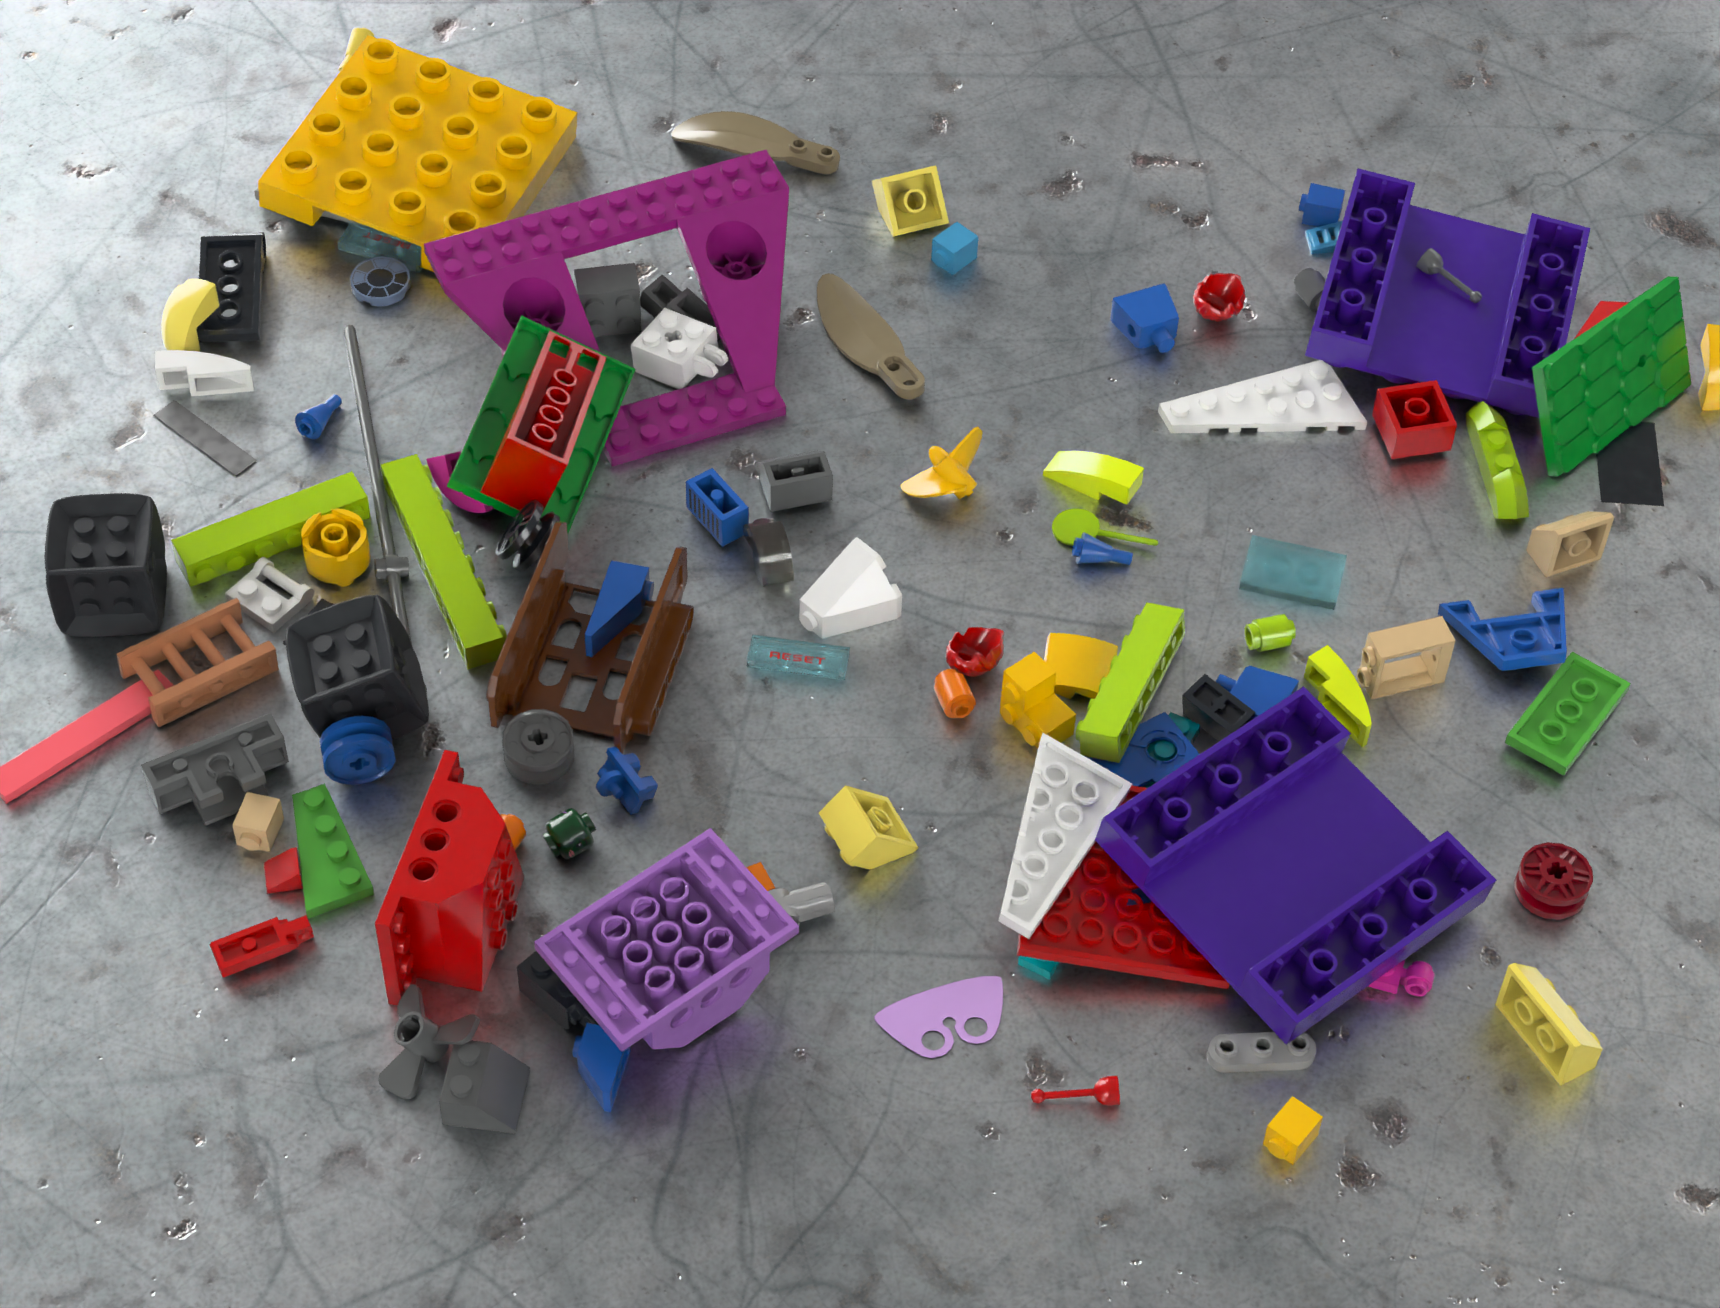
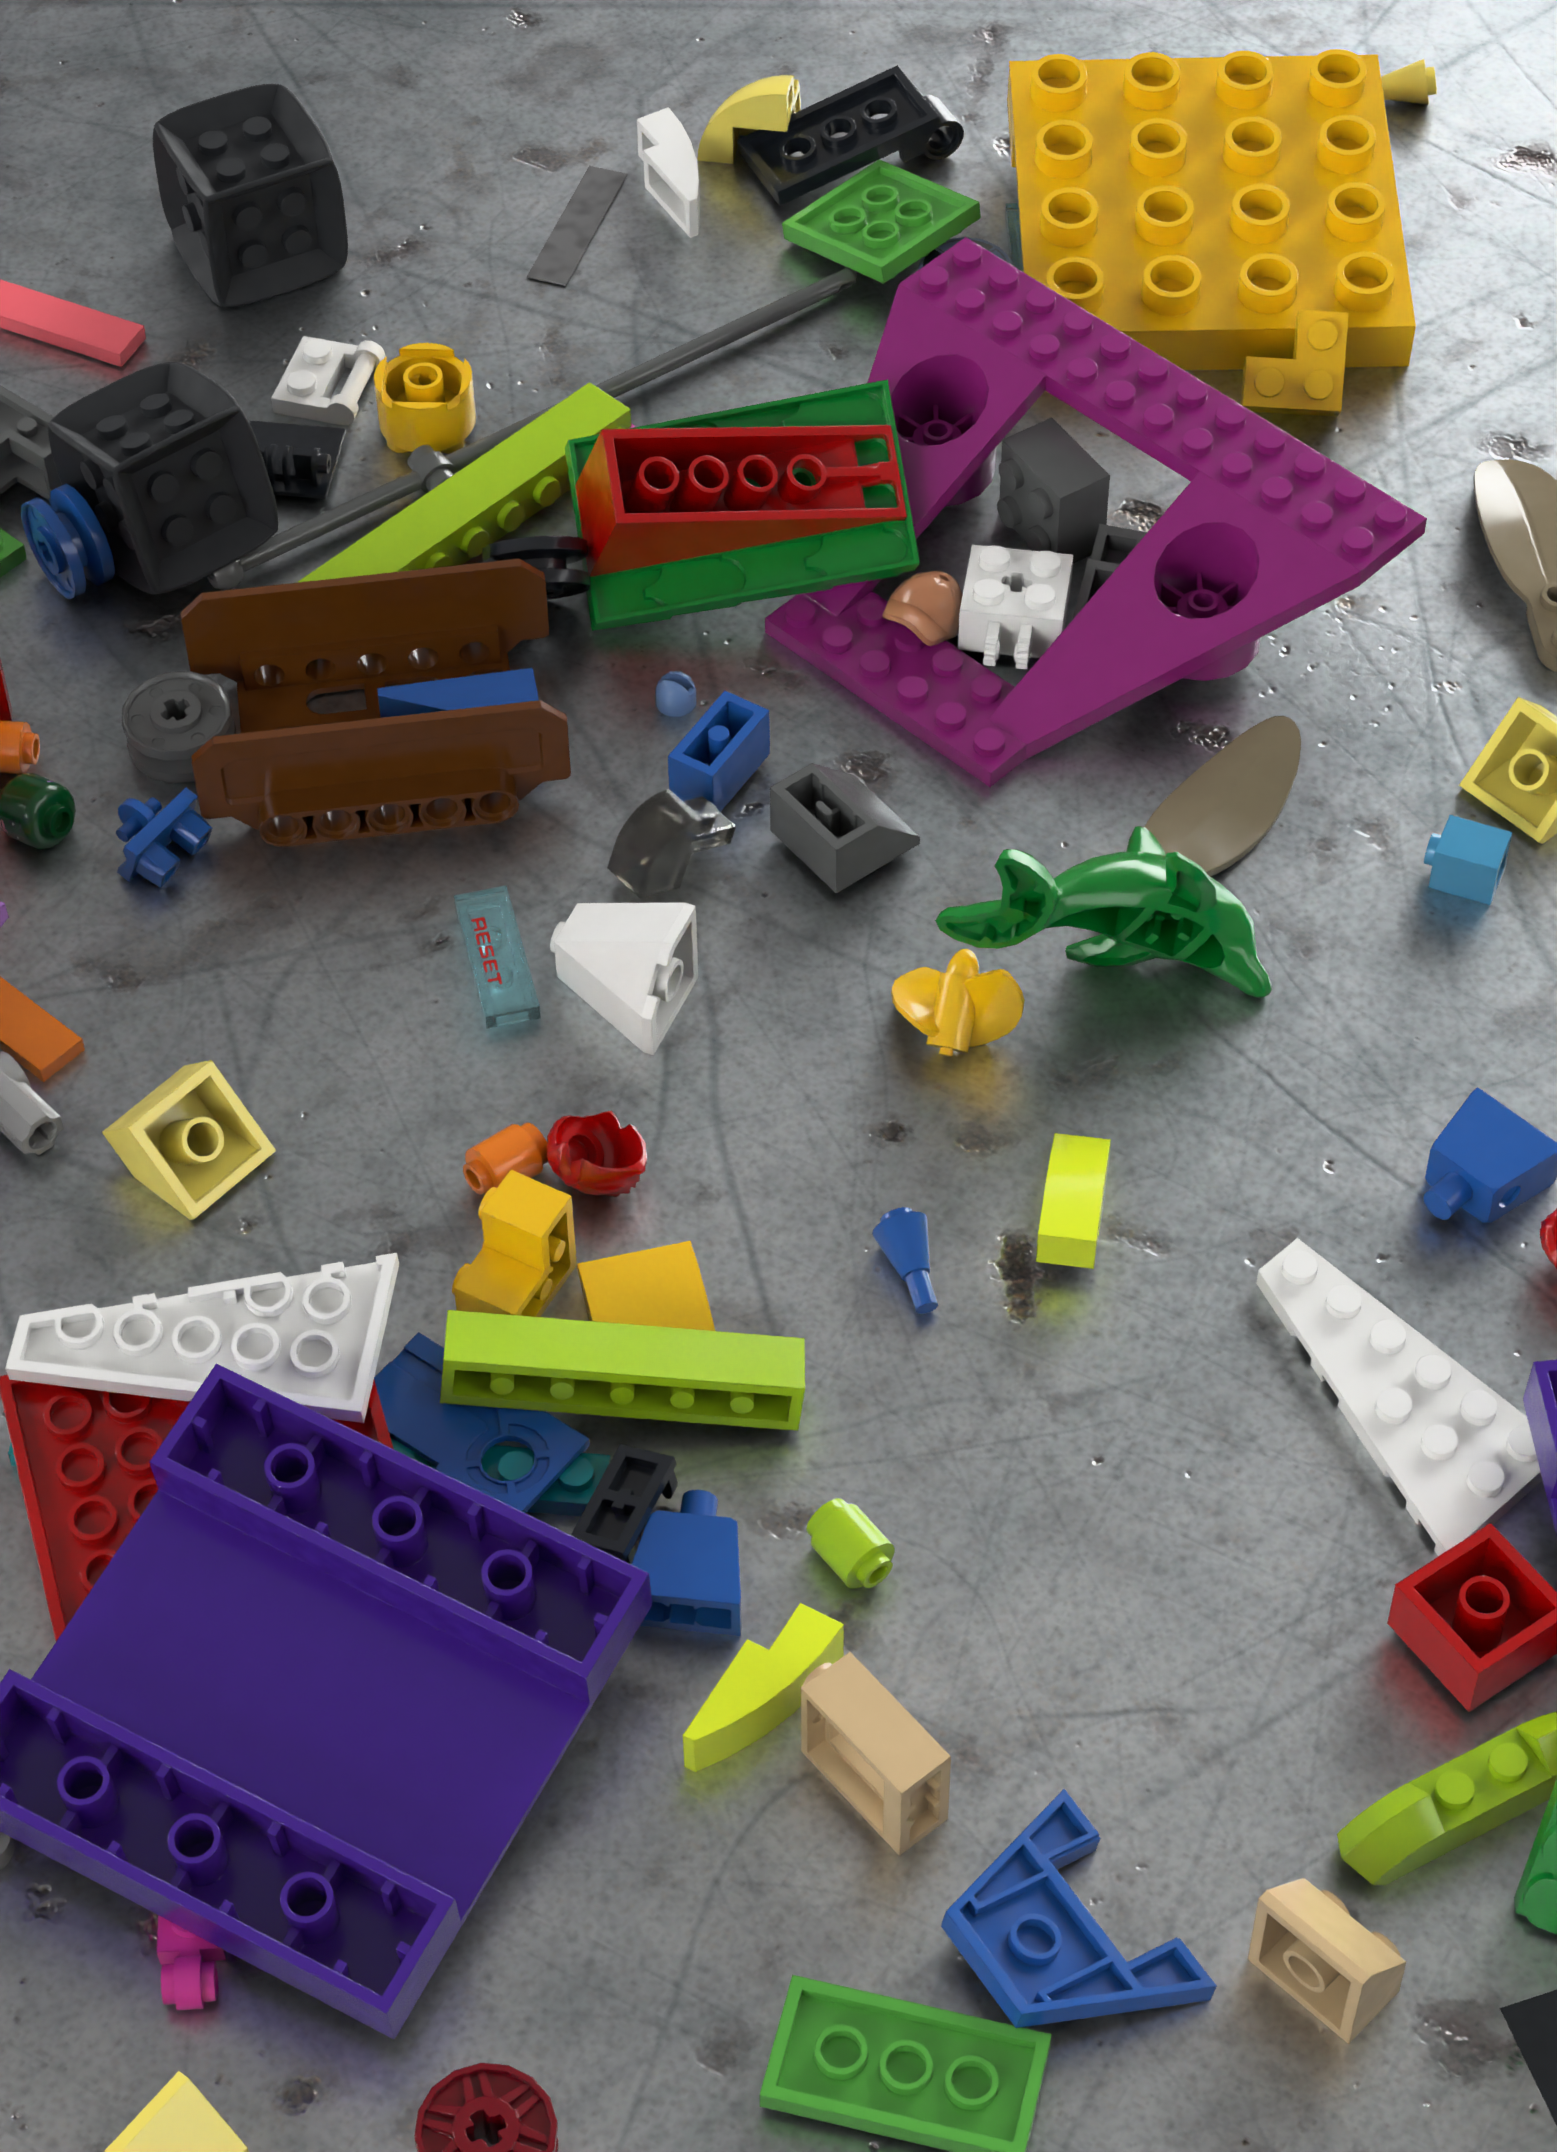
camera: 70 degrees right, 0 degrees up
(209, 685) = (102, 362): nougat fence -> none
(264, 529) = (399, 312): lime brick -> none
(313, 420) = (660, 304): blue cone -> none
(319, 296) = (881, 221): none -> bright green plate
(580, 164) = (1310, 380): none -> yellow brick
(646, 519) = (675, 694): none -> medium blue hinge
(653, 383) = (927, 606): none -> nougat cap
(943, 372) = (1137, 900): none -> green animal
(1075, 521) = (962, 1218): lime piece -> none
(1293, 572) = (1027, 1548): clear light blue tile -> none

